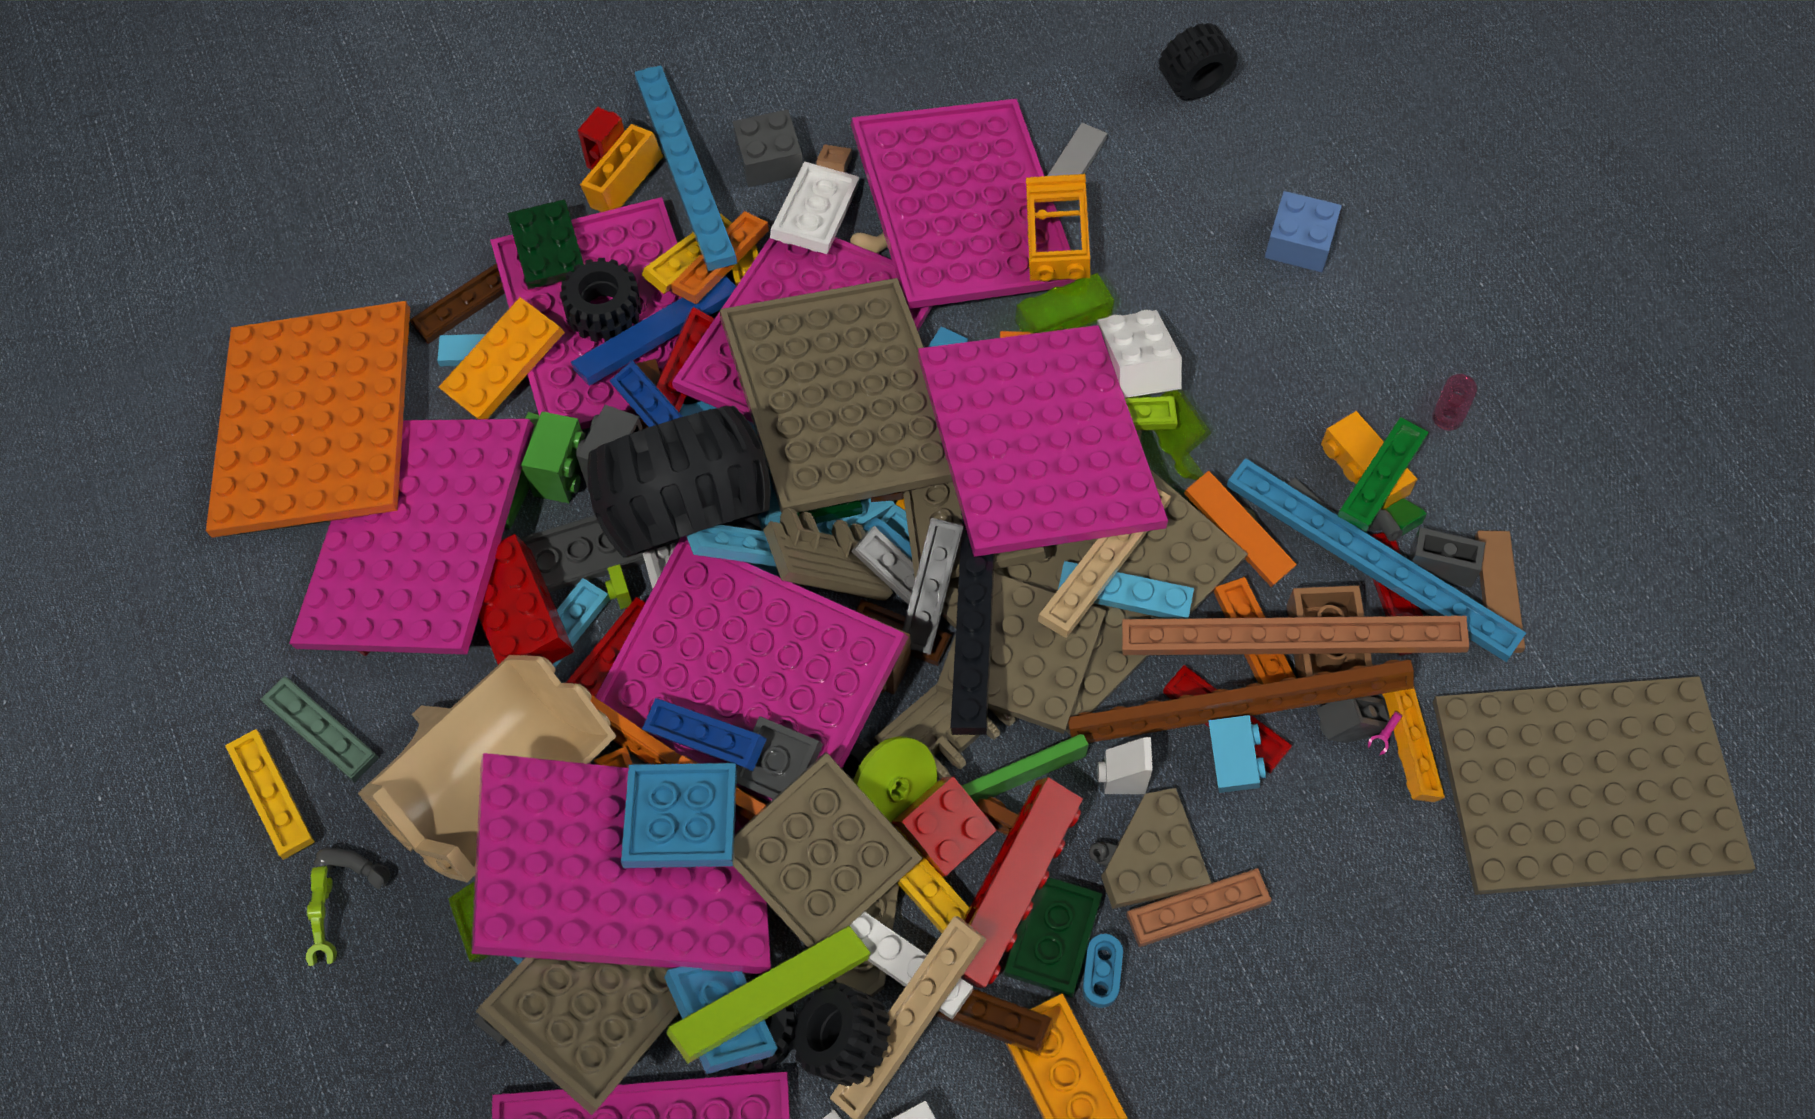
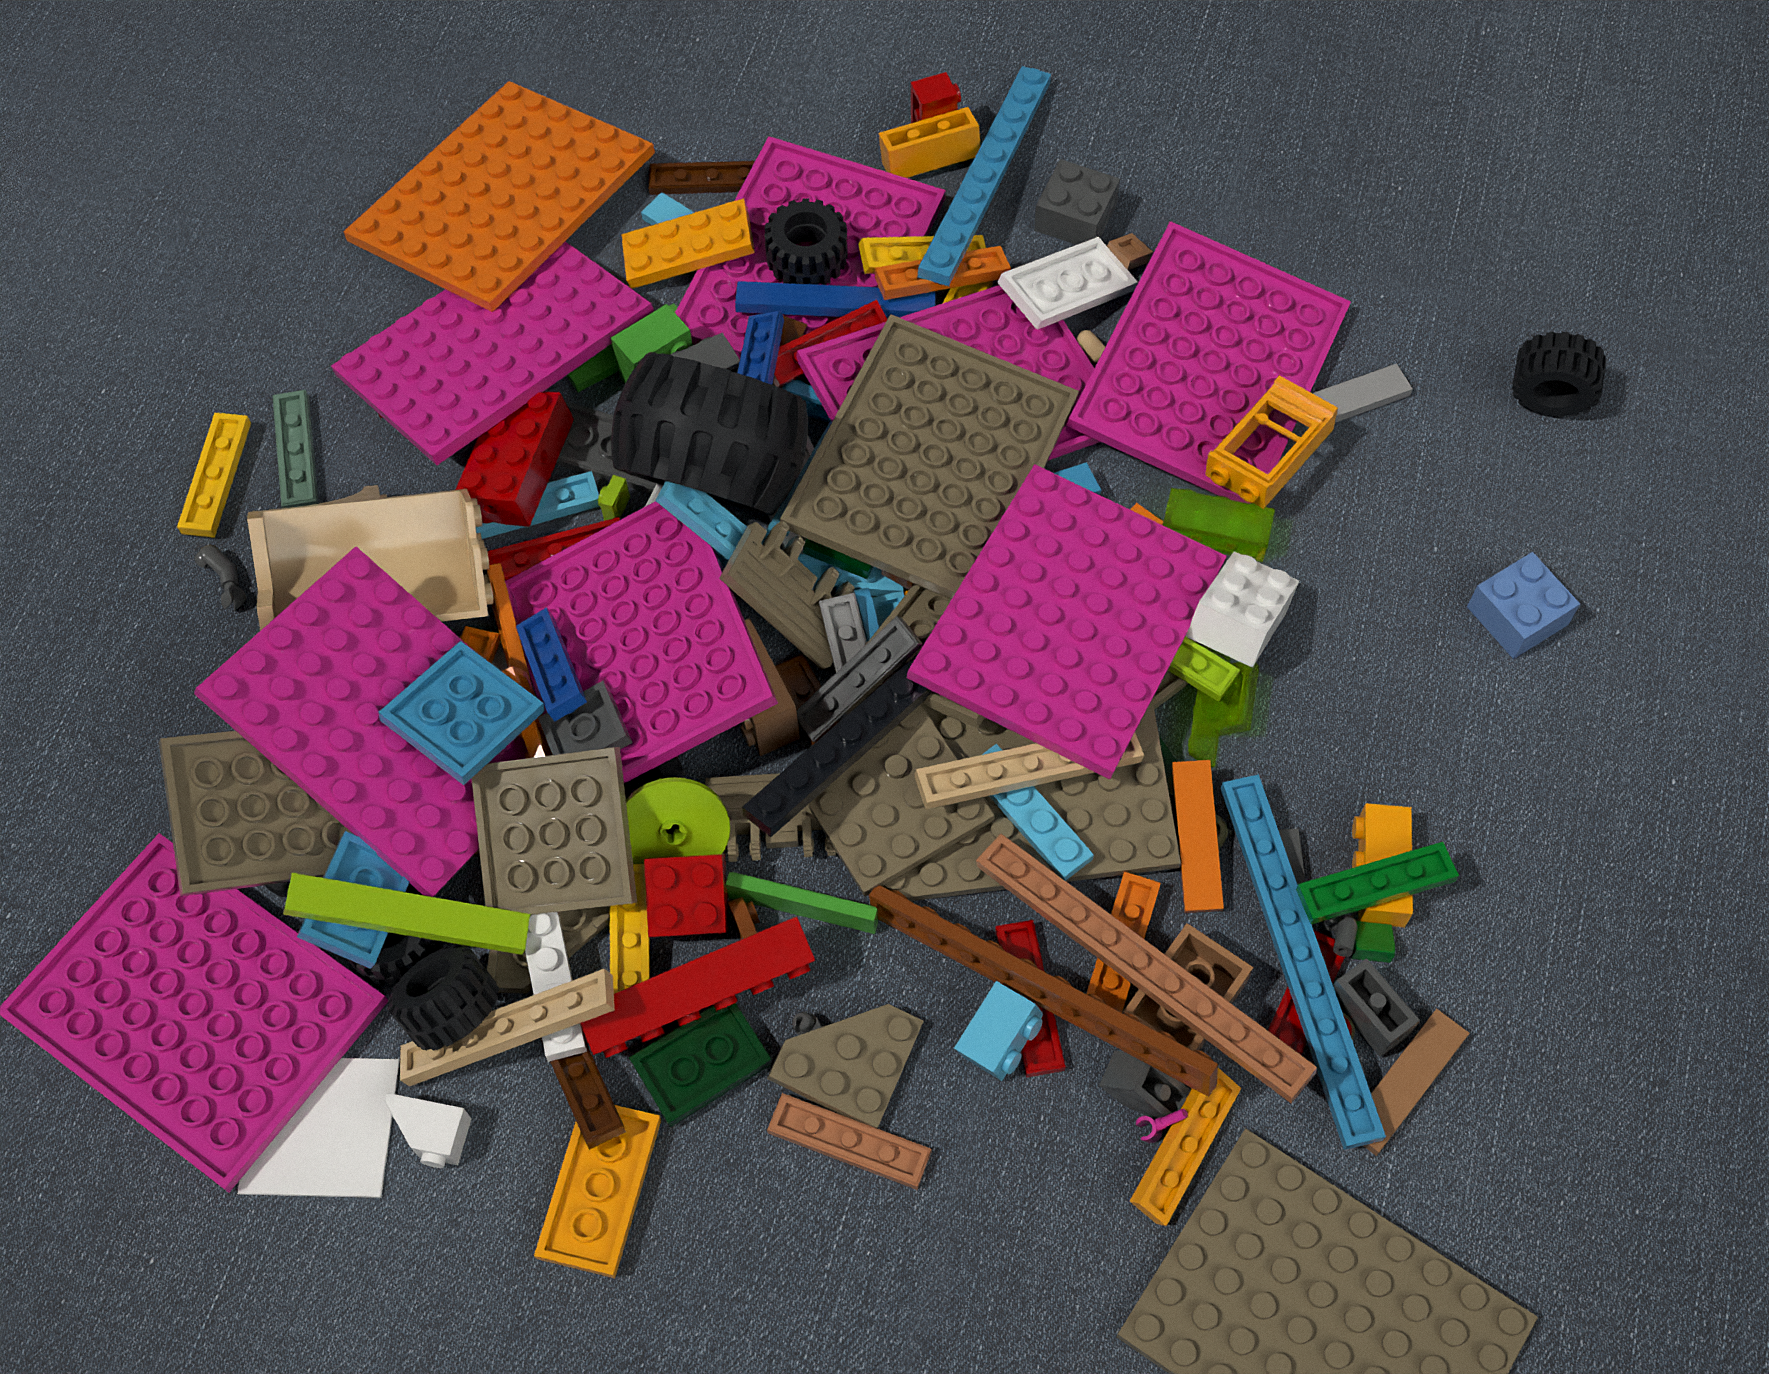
camera: 40 degrees right, 0 degrees up
(316, 912) = (161, 589): lime piece -> none
(545, 243) = (809, 165): dark green plate -> none
(1102, 971) = (711, 1124): dark azure plate -> none
(1126, 767) = (891, 969): white slope -> none
(1454, 404) = (1527, 873): clear pink plate -> none

